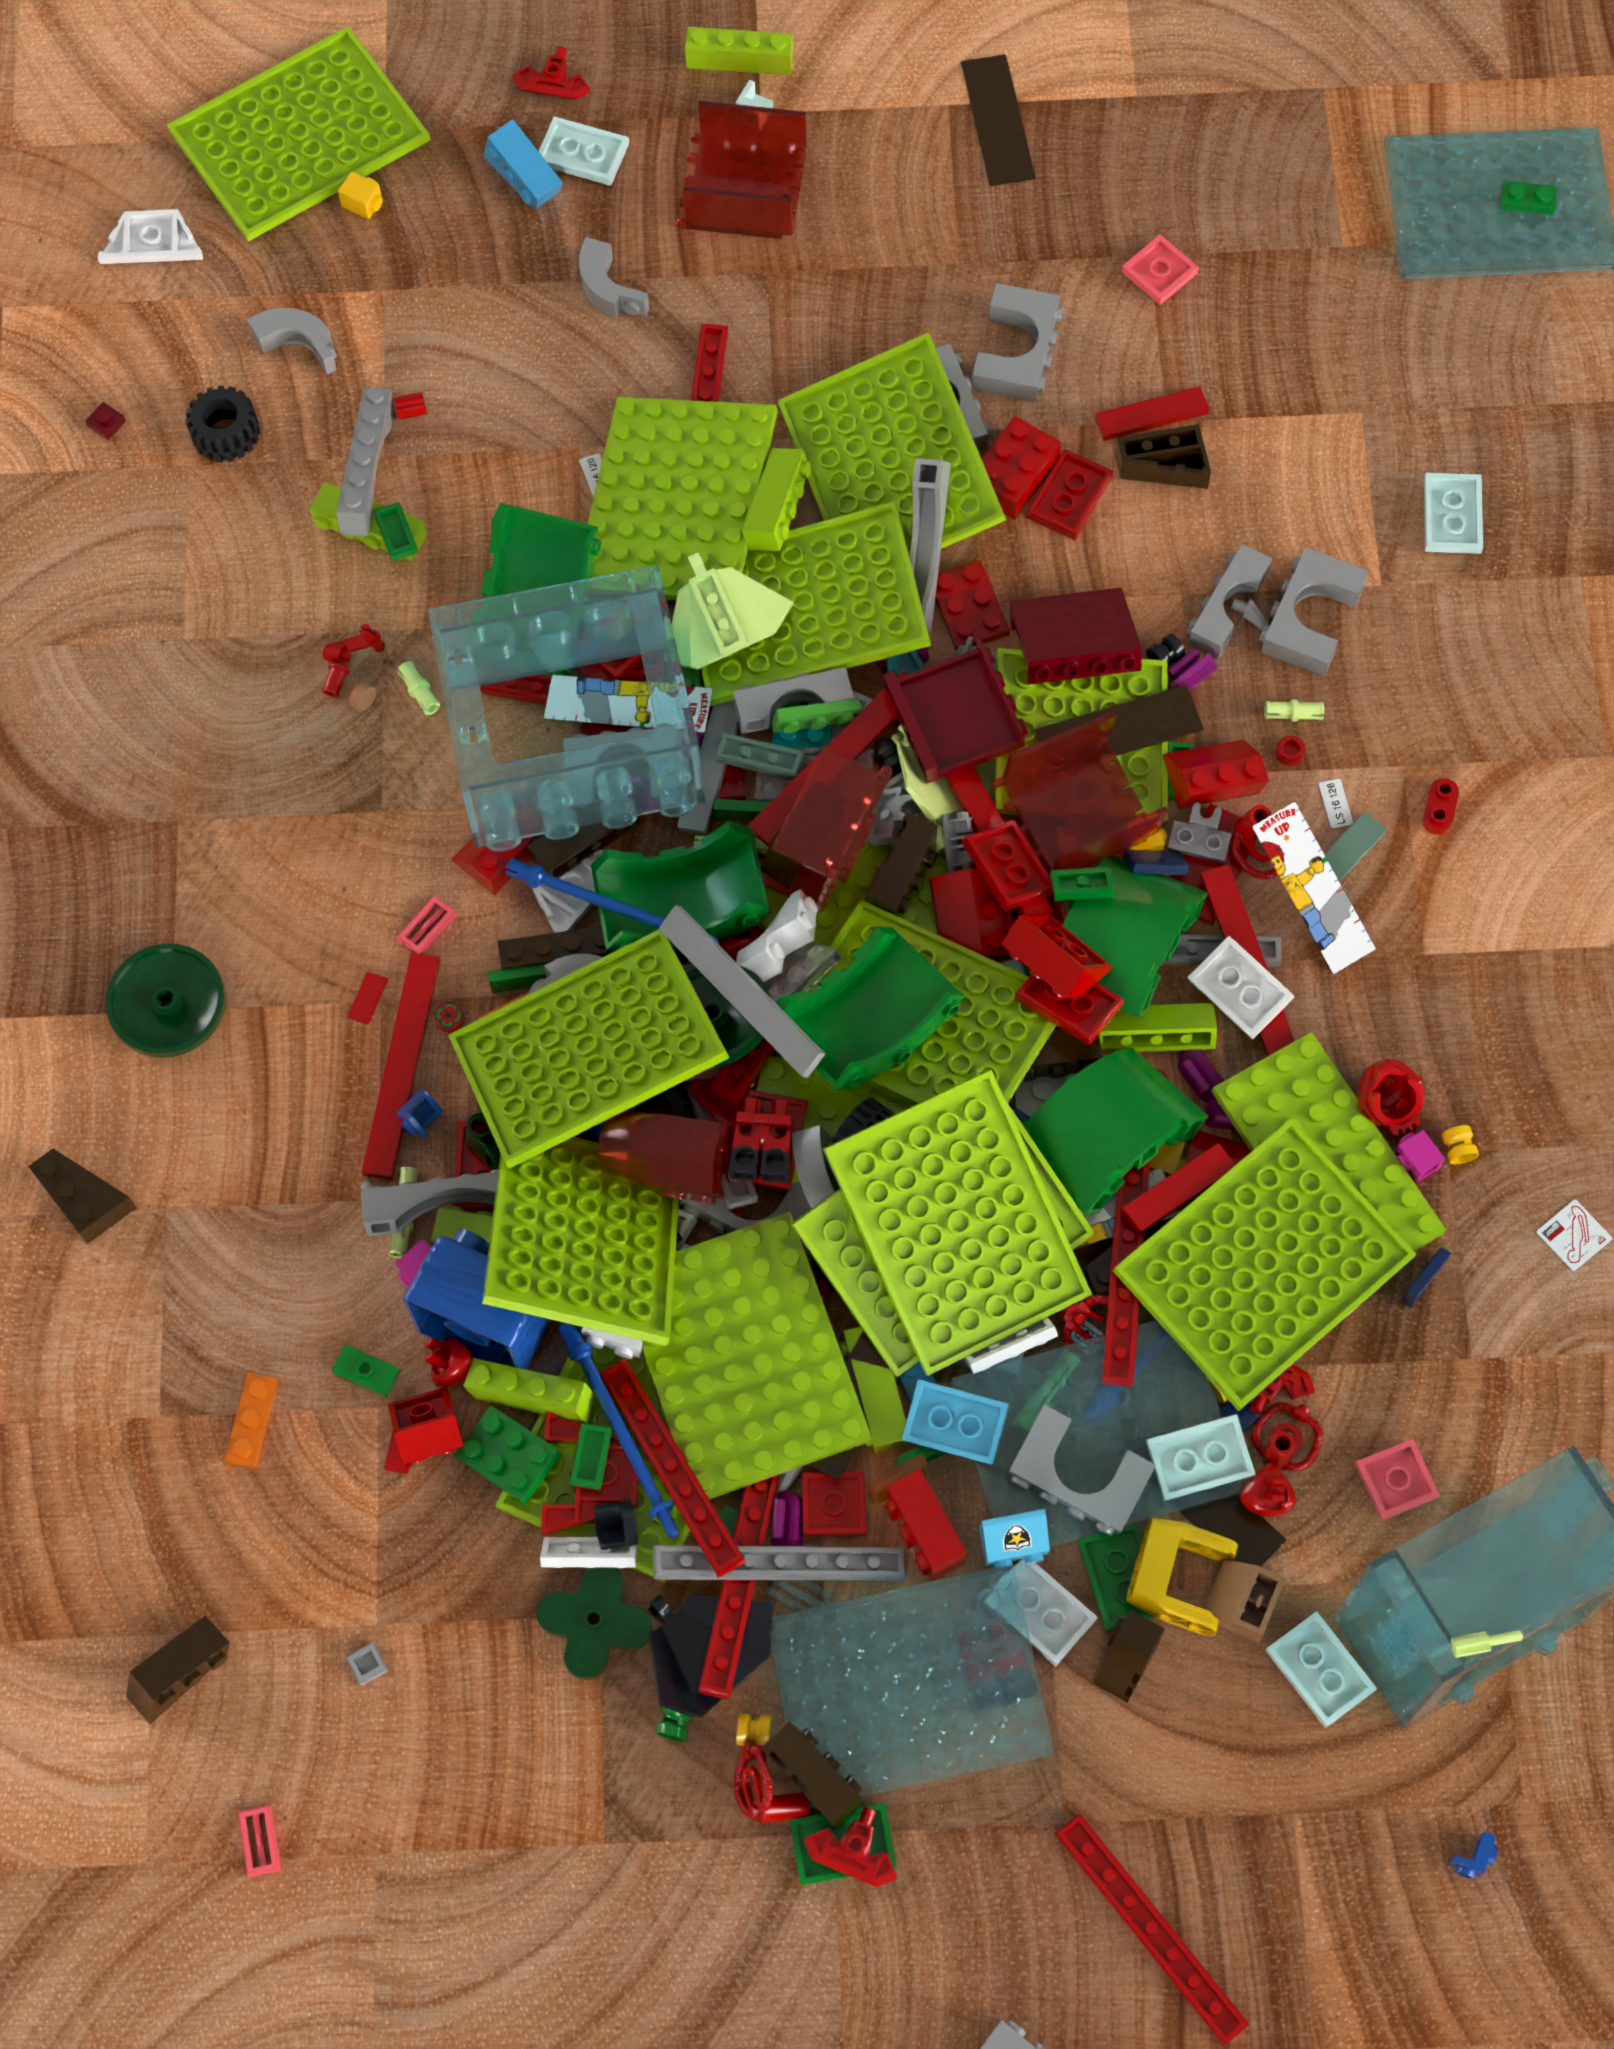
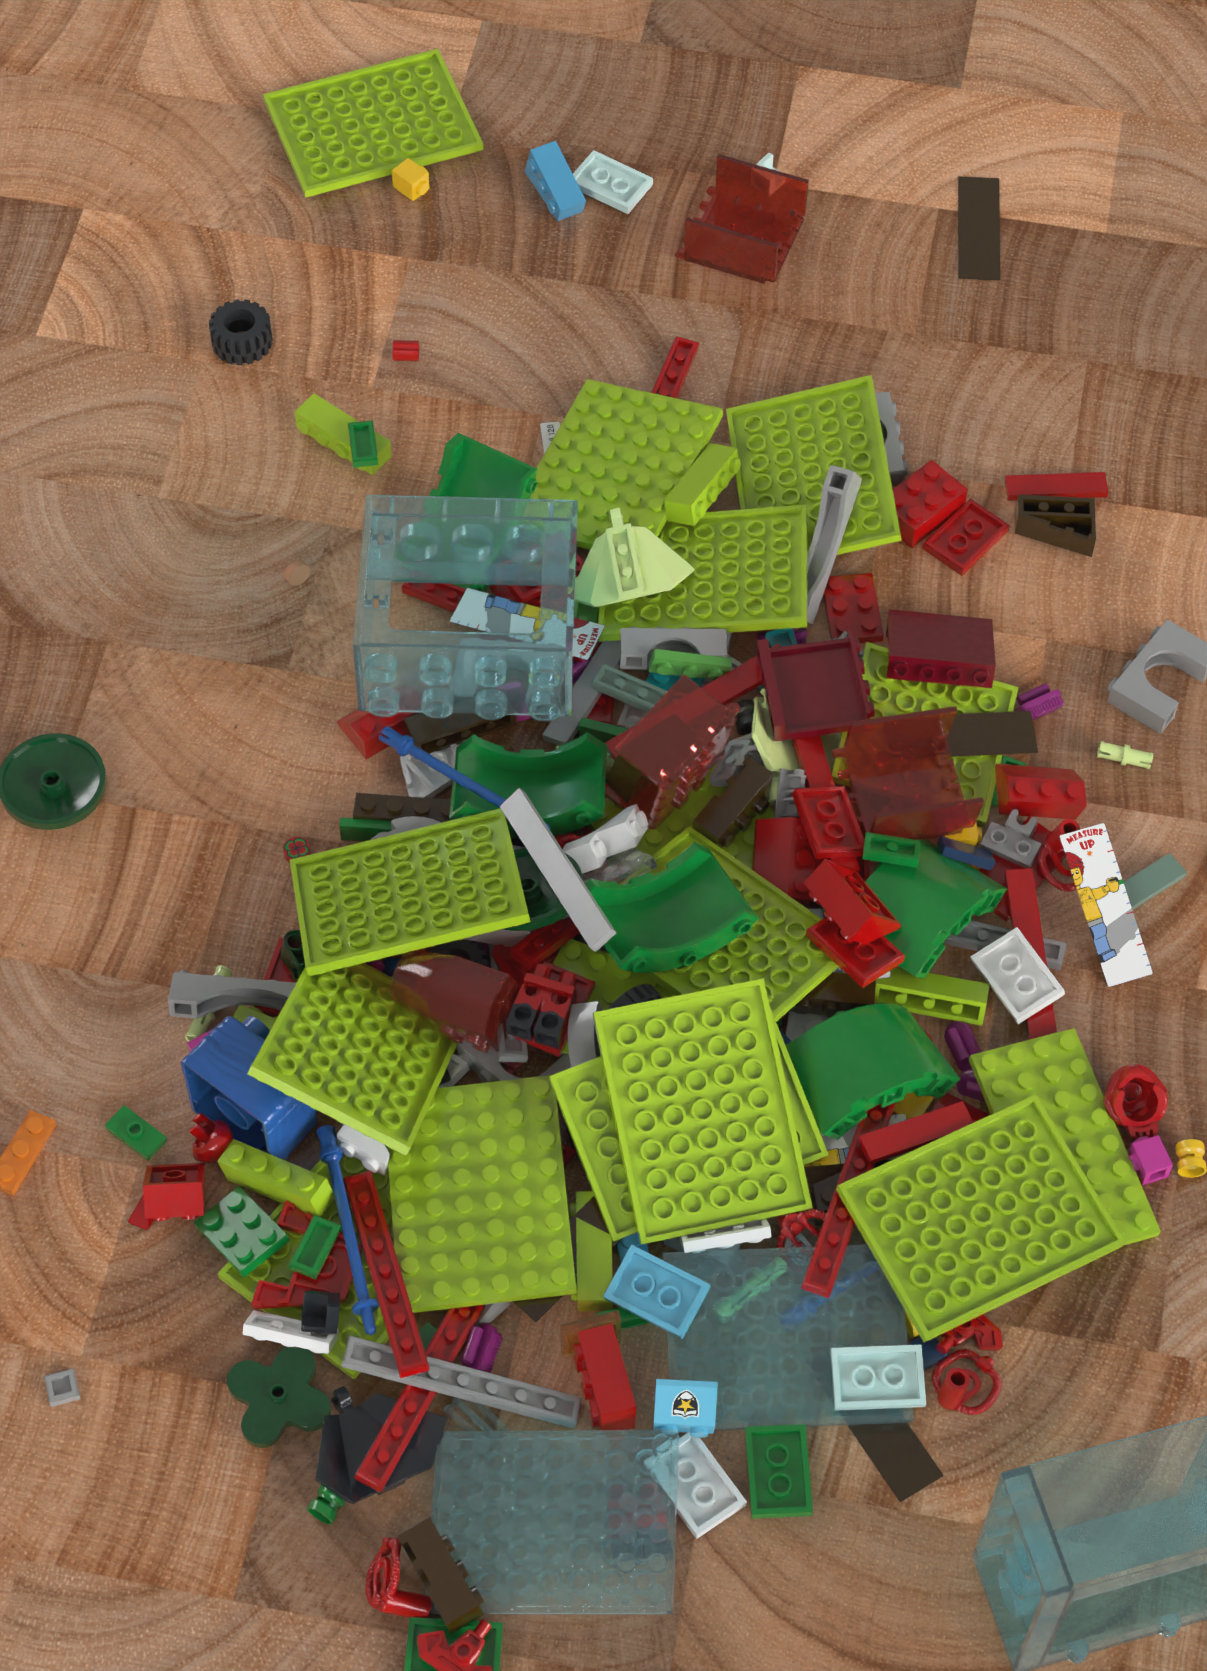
camera: 10 degrees right, 10 degrees down
(105, 421) = (142, 311): dark red plate -> none
(150, 238) = (223, 178): white wing -> none
(293, 326) = (324, 269): light grey arch -> none
(340, 653) = (287, 534): red pin -> none
(358, 485) = (337, 406): light grey arch -> none
(367, 998) = (230, 820): red sticker -> none
(401, 1065) = (242, 883): red tile -> none
(411, 944) = (302, 774): coral tile -> none
(418, 688) = (347, 574): yellowish green pin -> none
(419, 1113) = (246, 924): blue bracket -> none
(552, 79) = (600, 122): red piece -> none
(600, 290) = (600, 298): light grey arch -> none
(739, 50) = (767, 130): lime brick -> none
(755, 1730) = (394, 1525): yellow wheel -> none
(833, 1505) = (527, 1345): red plate -> none
(1021, 375) = (950, 431): light grey arch -> none
(1036, 1469) = (778, 1400): light grey arch -> none
(1132, 1647) = (767, 1538): dark brown wedge -> none
(1155, 1566) = (811, 1464): yellow connector -> none
(1160, 269) = (1092, 371): coral plate -> none
(1169, 650) = (1024, 679): black wheel -> none
(1244, 574) = (1106, 632): light grey arch -> none
(1244, 1598) = (889, 1517): medium nougat slope -> none
(1250, 613) = (1104, 664): light grey bar -> none
(1268, 1492) = (935, 1425): red piece -> none
(1290, 750) = (1114, 788): red tile -> none
(1321, 1669) = (947, 1600): light aqua plate -> none
(1335, 803) = (1145, 842): white sticker -> none
(1397, 1479) = (1058, 1434): coral plate -> none
(1426, 1277) = (1131, 1268): dark blue tile -> none
(1481, 1642) = (1090, 1568): yellowish green axle -> none

